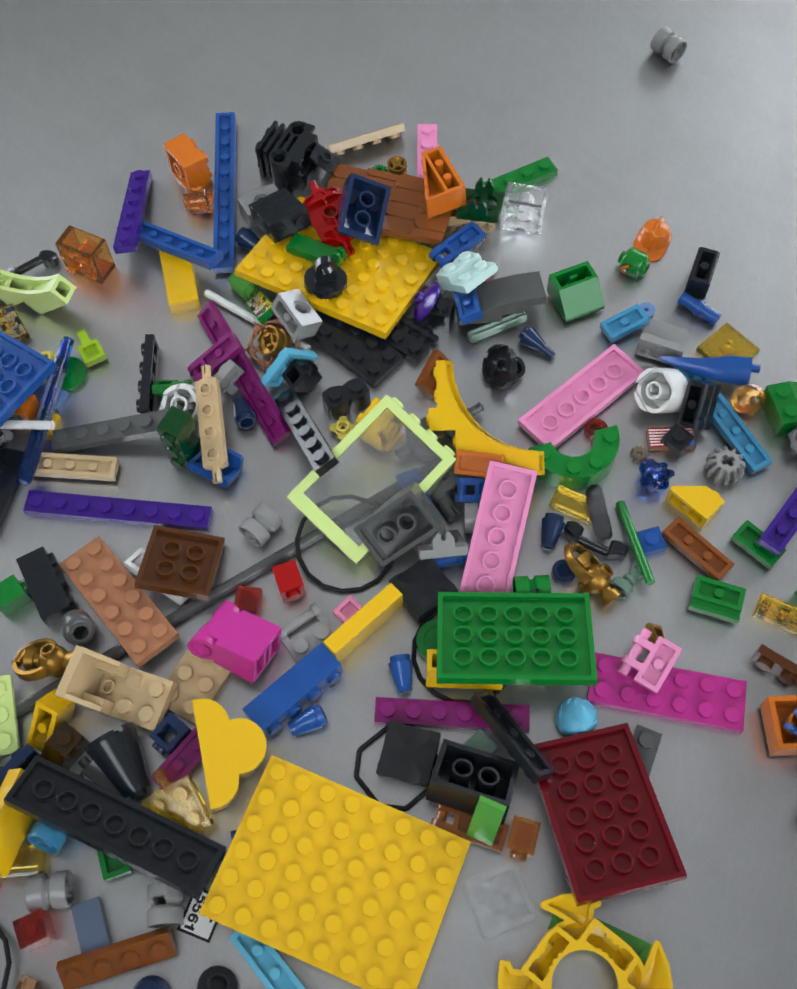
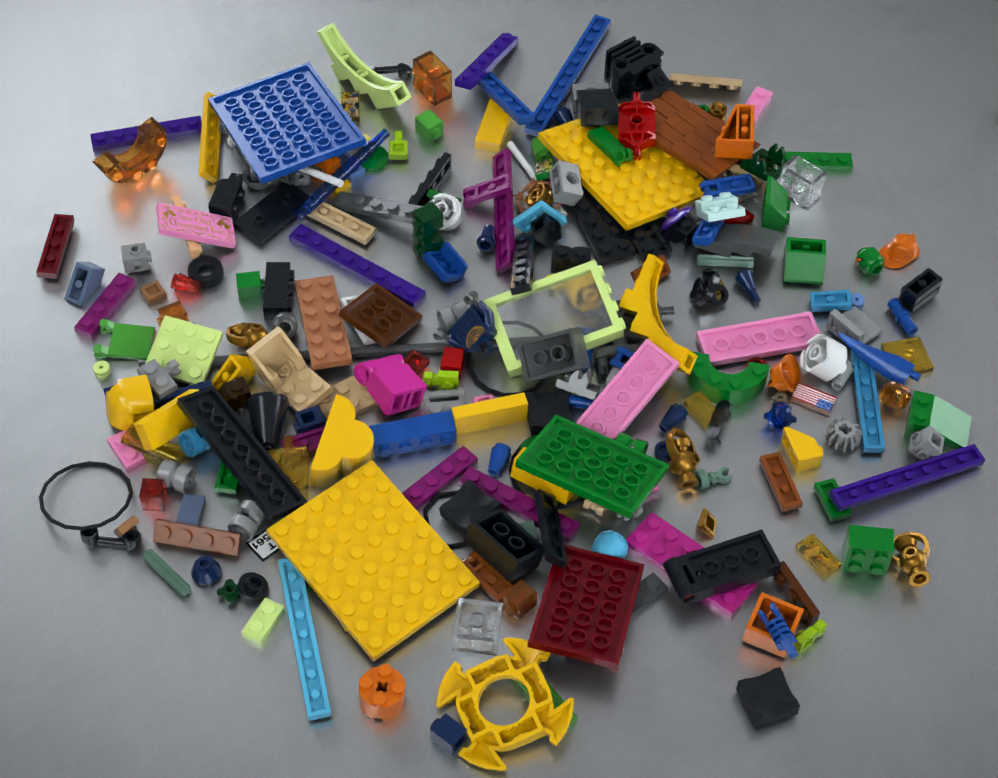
camera: 25 degrees right, 10 degrees down
(110, 310) = (429, 125): none -> bright green brick
(188, 162) = (549, 43): orange brick -> none
(198, 200) = (541, 73): clear orange head -> none
(211, 424) = (456, 231): tan plate -> none
(227, 375) = (482, 208): light grey plate -> none
(291, 605) = (444, 379): none -> lime plate
(294, 534) = (473, 329): none -> dark blue torso
(309, 720) = (412, 458): blue cone -> none
(325, 279) = (603, 166): black tile -> none
(350, 728) = (440, 477): none -> magenta plate
(363, 208) = (662, 127): dark blue slope -> none
(474, 462) = (634, 339): orange tile -> none
(486, 820) = (496, 566): bright green slope -> none
(512, 246) = (775, 206): none -> green slope
(615, 550) = (713, 454): black bar -> none
(631, 427) = (785, 374): none -> orange piece
(635, 543) = (733, 454): green bar -> none
(652, 541) = (748, 461): blue plate -> none
(657, 664) = (691, 535): bright pink plate -> none
(677, 439) = (816, 399): black plate -> none
(699, 404) = (847, 379): black brick -> none
(710, 687) = (722, 567): none -> black hinge
(717, 599) = (773, 521): green plate -> none

